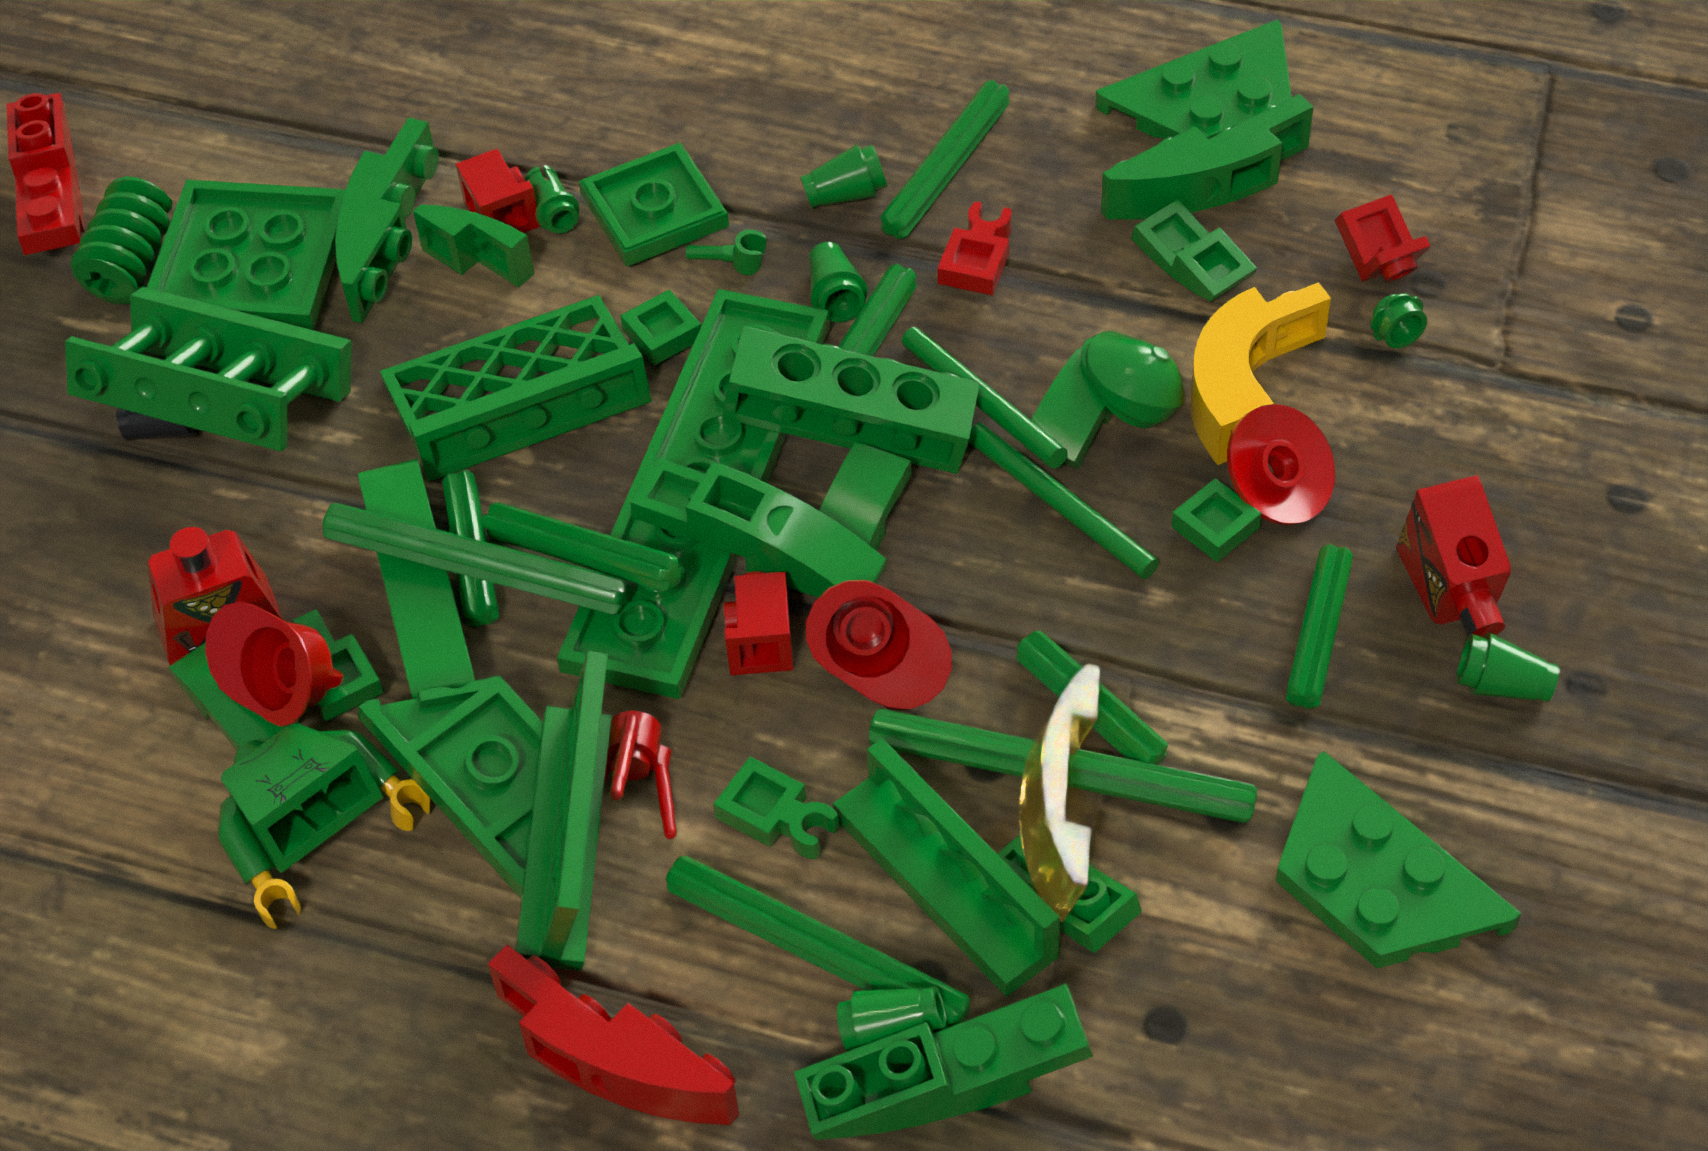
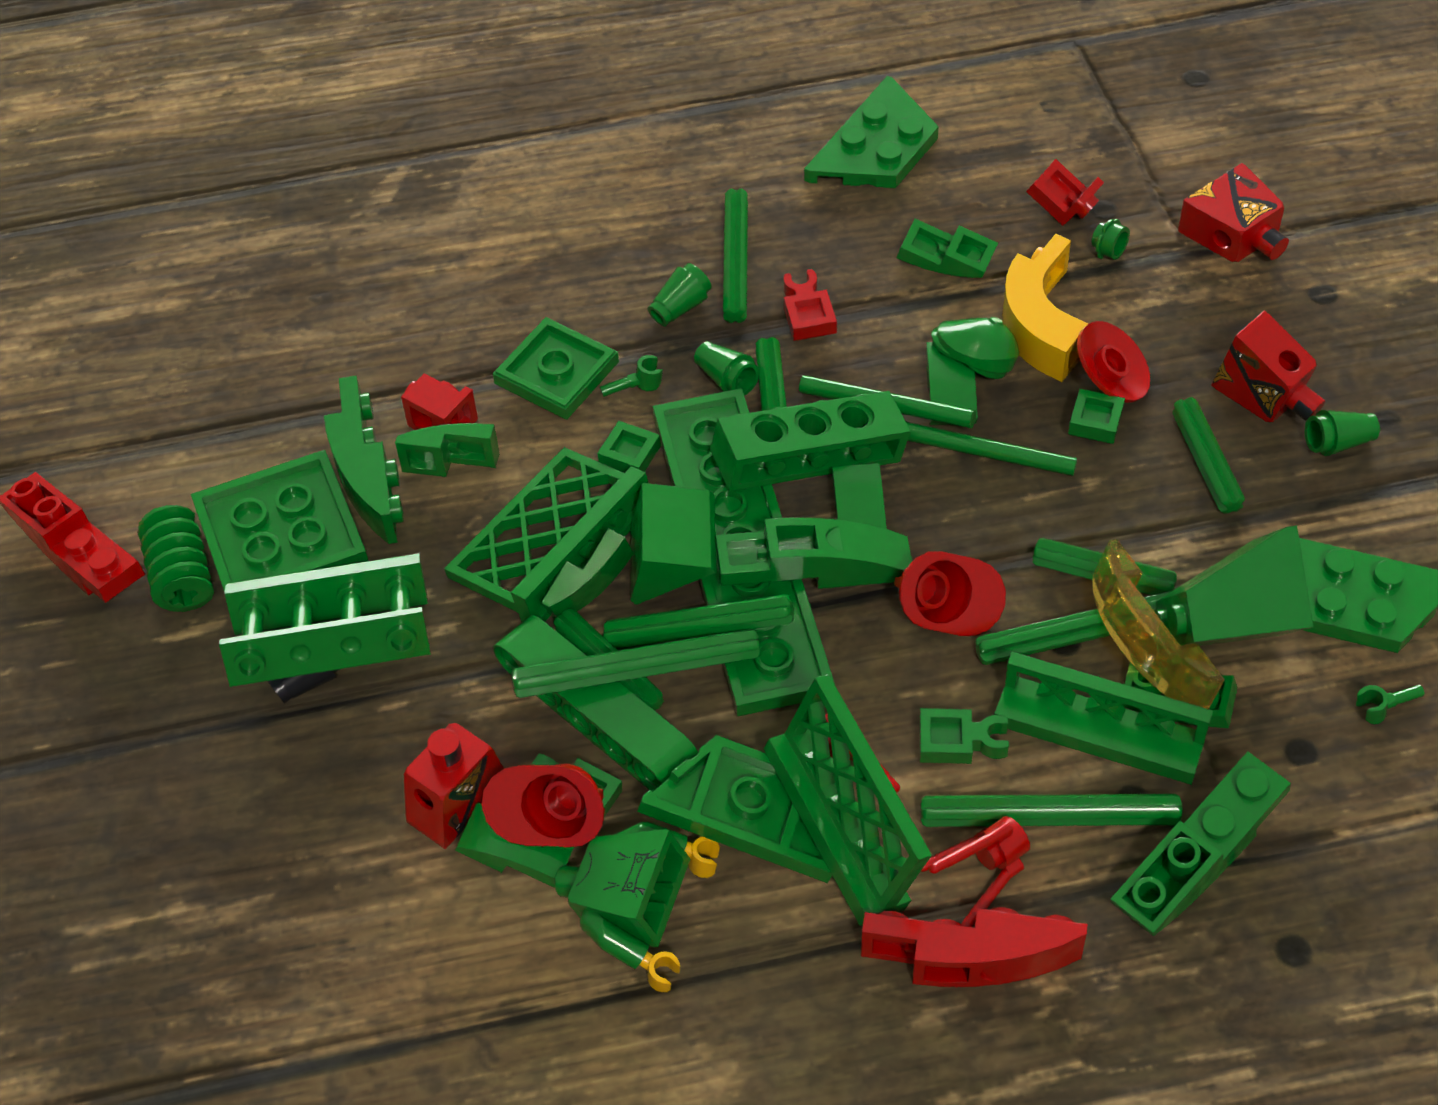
camera: 30 degrees left, 0 degrees up
(509, 448) = (578, 587): none -> green slope
(556, 208) = (489, 400): green pin -> none
(615, 440) = (671, 539): none -> green slope
(720, 951) = (995, 847): none -> red plant
(758, 625) = (856, 617): red brick -> none
(881, 1013) = (1142, 831): green cone -> none
(1185, 799) = (1243, 596): none -> green slope
(1206, 170) = (916, 190): green slope -> none
(1295, 1024) = (1385, 700): none -> green hand
(1573, 354) = (1235, 216): none -> red torso

